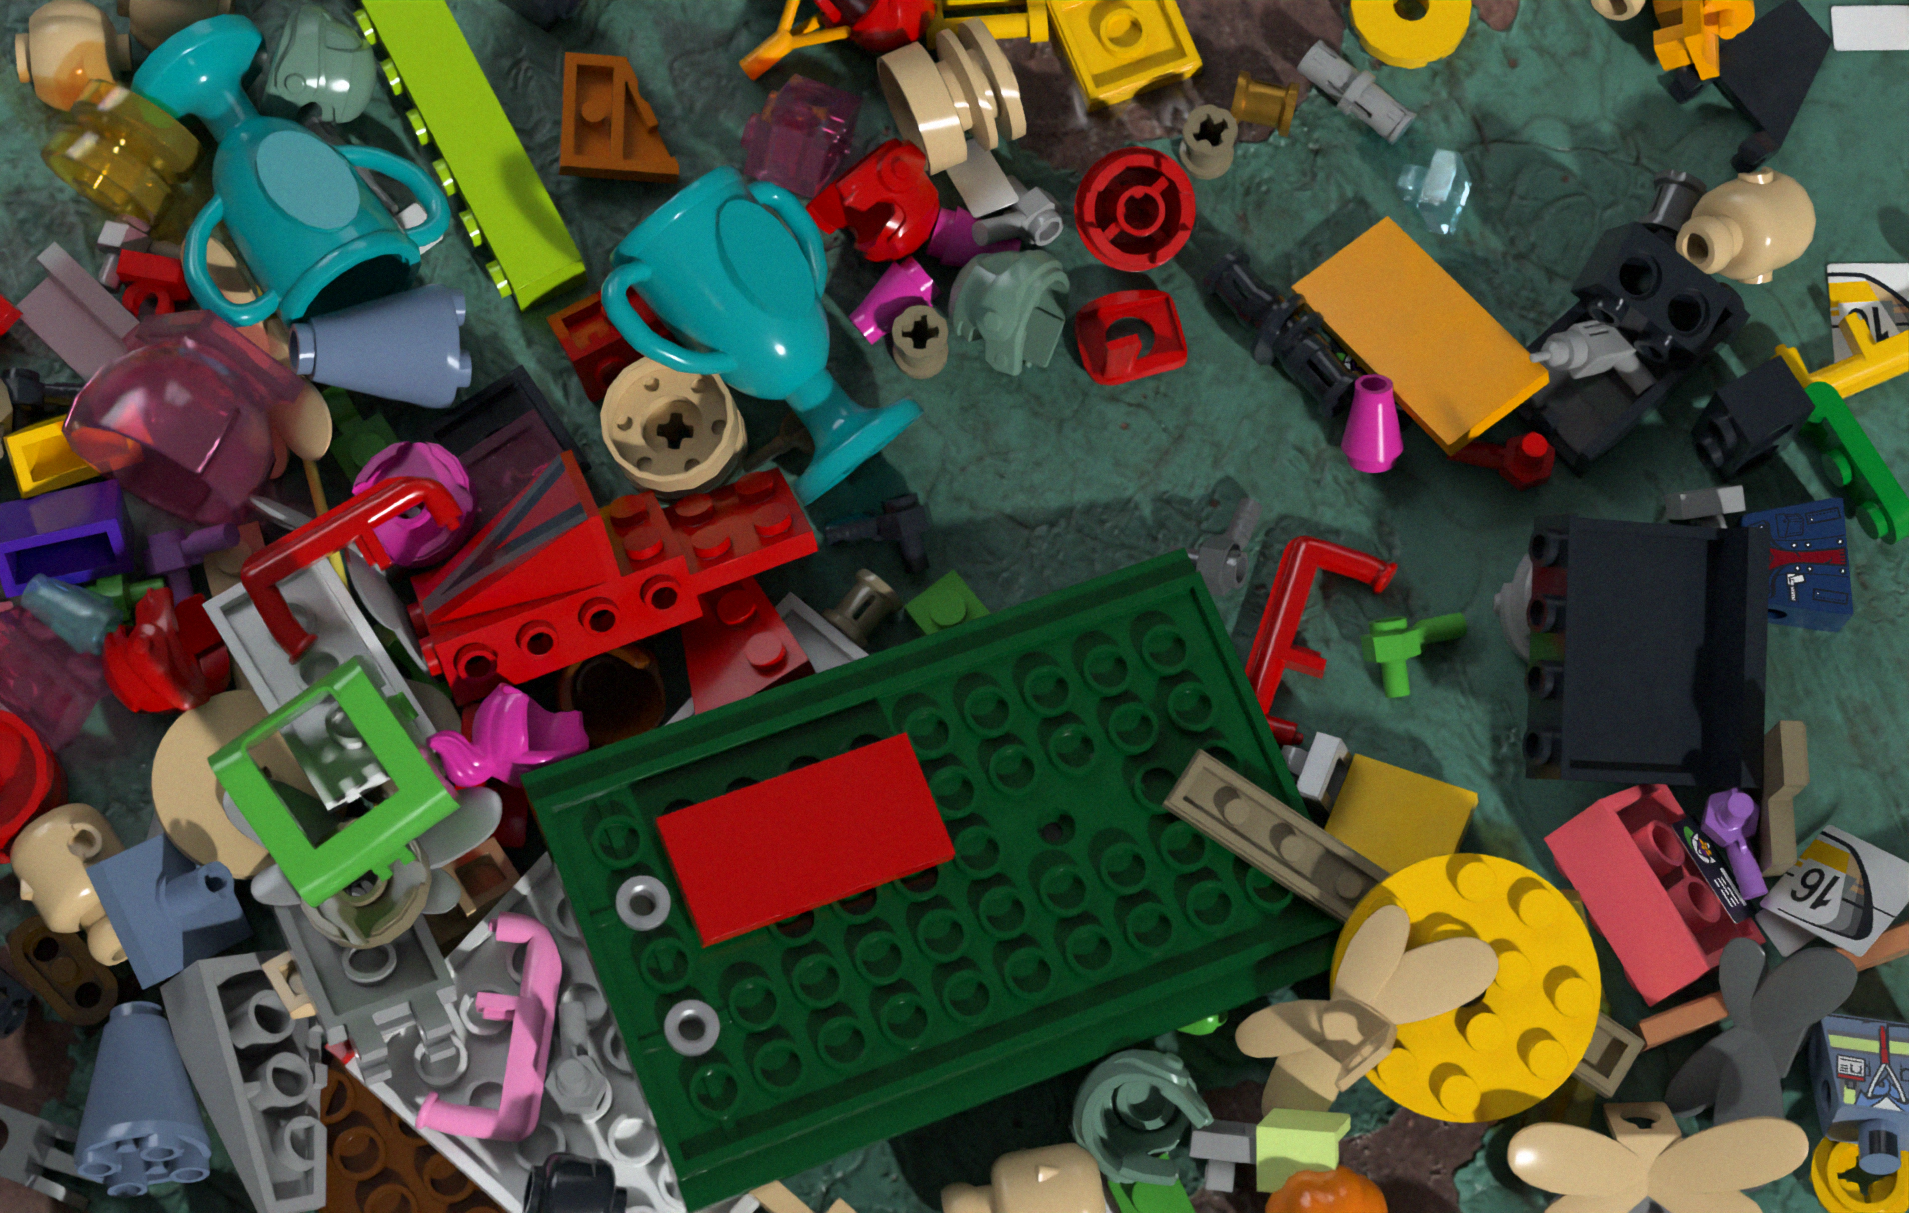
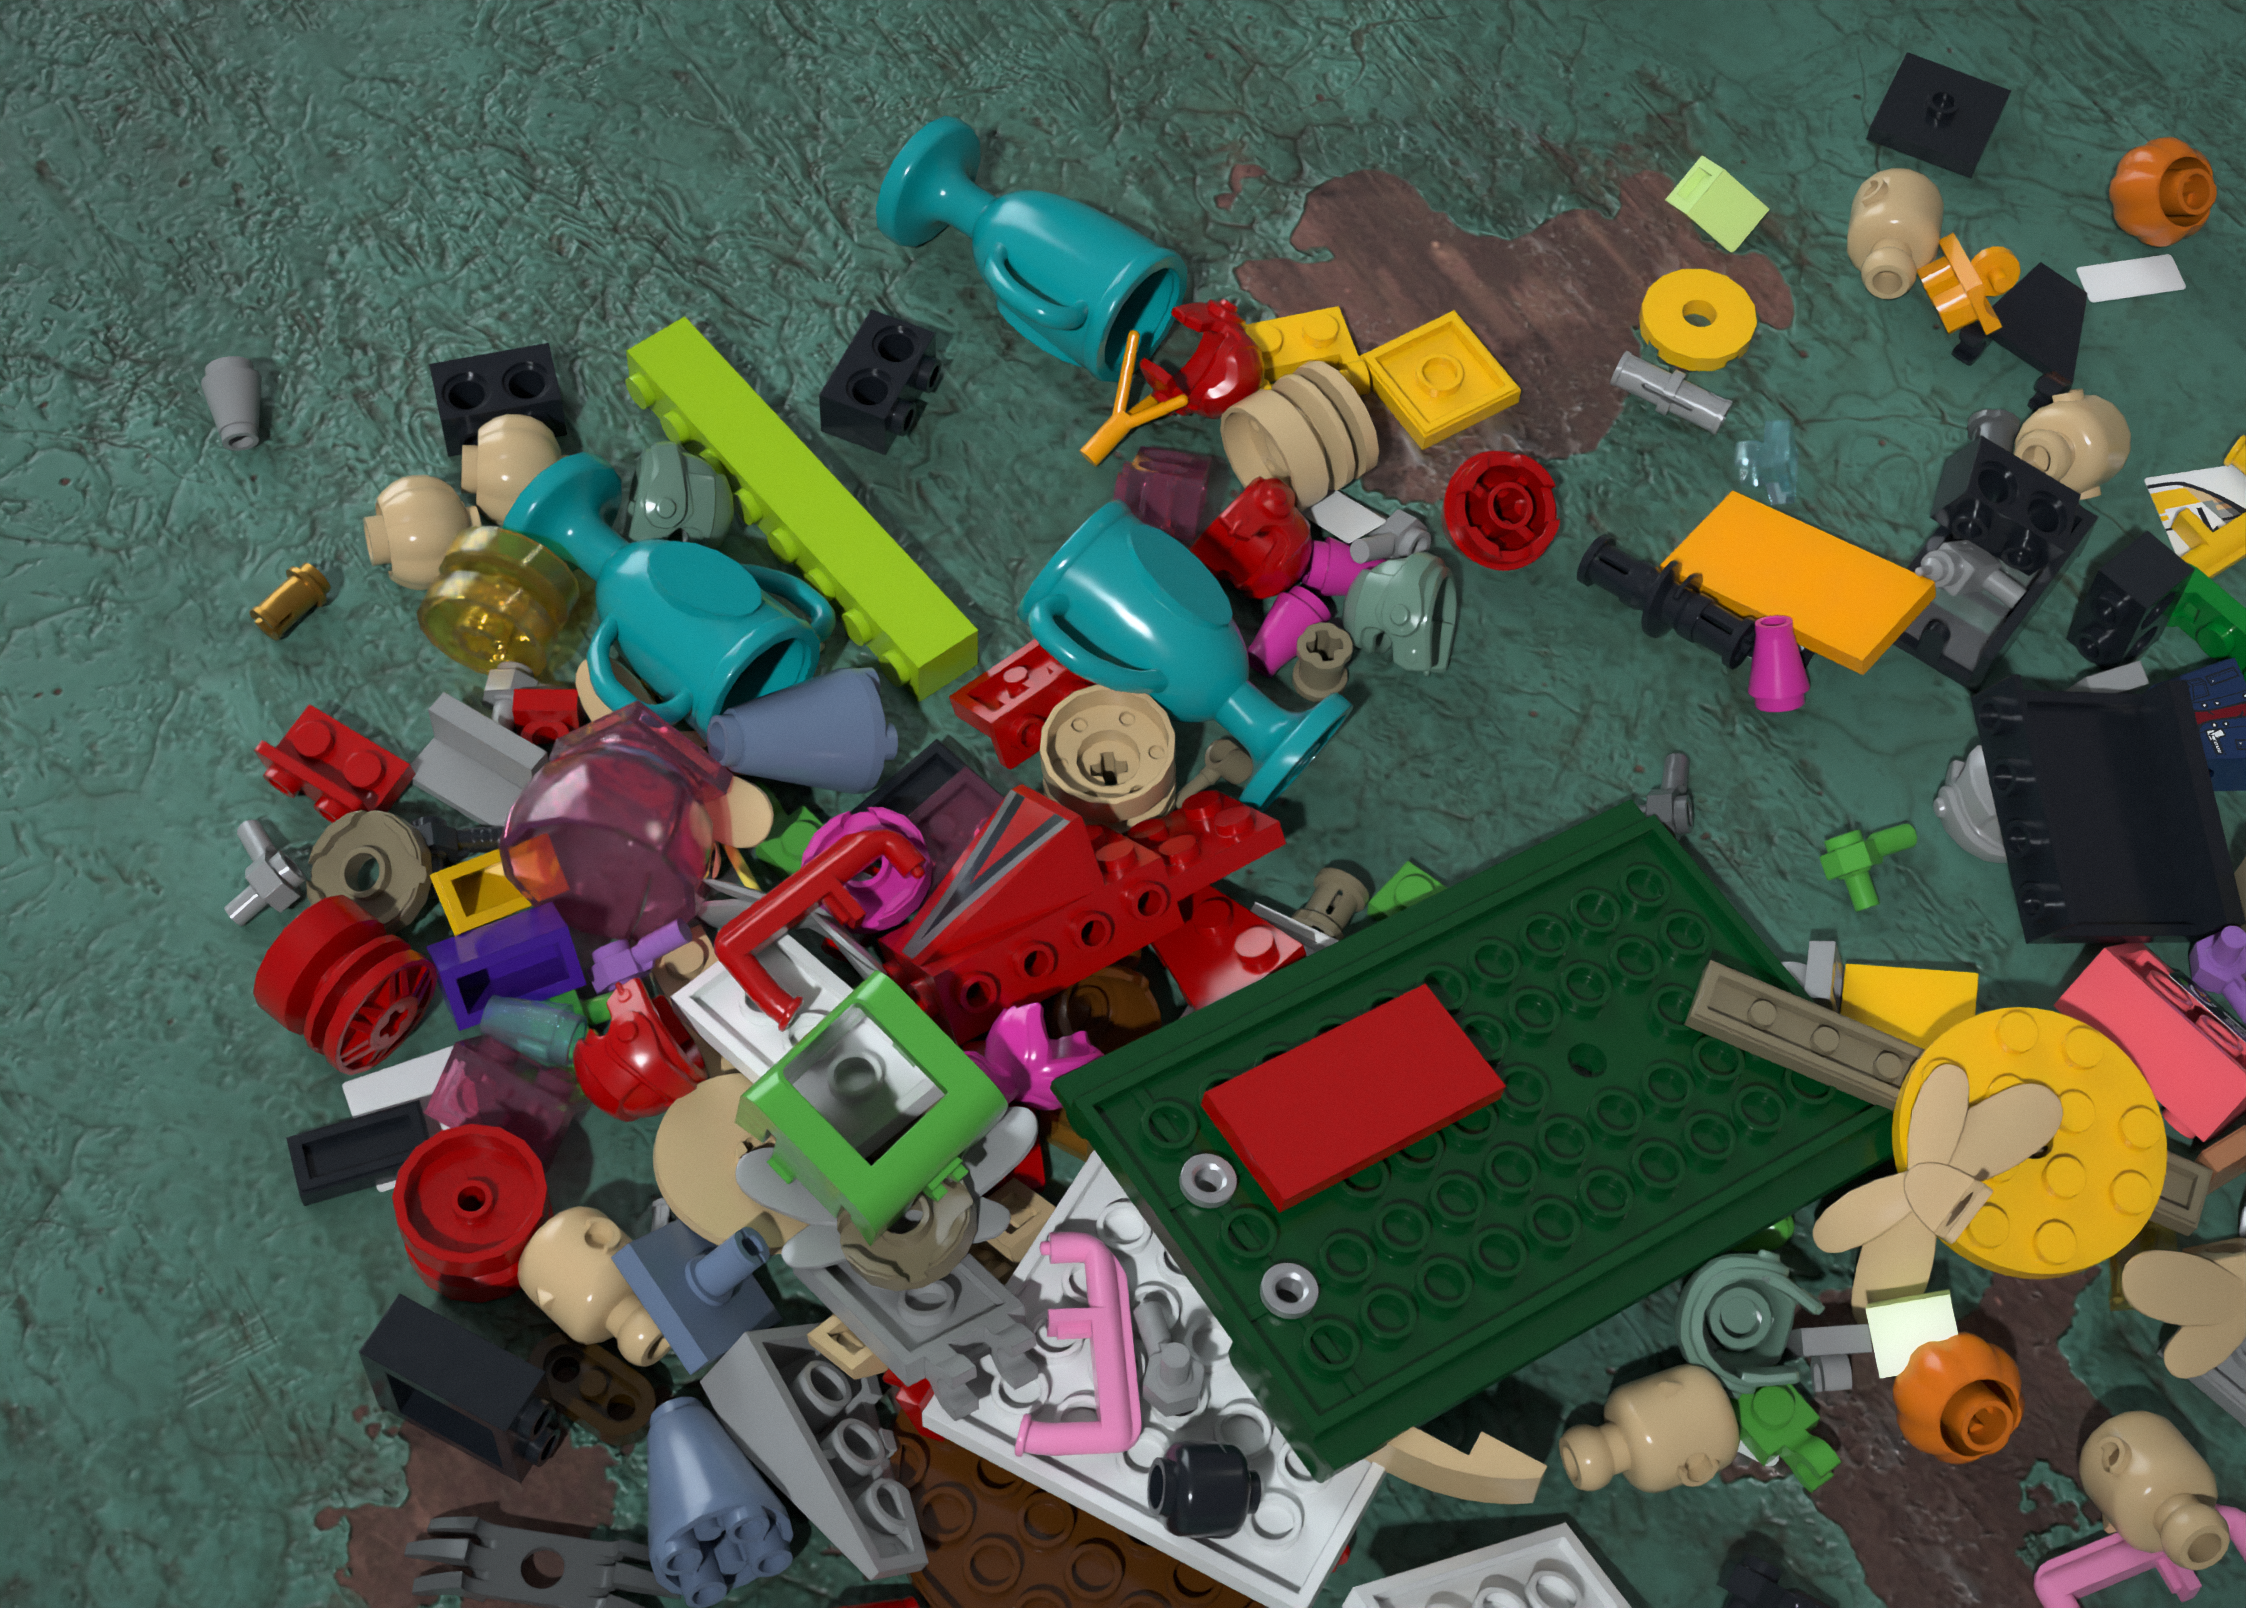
camera: 15 degrees left, 15 degrees down
(608, 124) = (967, 520): orange wing -> none
(901, 520) = (1346, 822): black piece -> none
(1117, 360) = (1536, 614): red piece -> none
(1216, 127) = (1550, 442): dark tan bush -> none
(1264, 103) = (1589, 413): pearl gold bush -> none
(1283, 613) = (1739, 841): red piece -> none
(1522, 461) = (1922, 682): red piece -> none

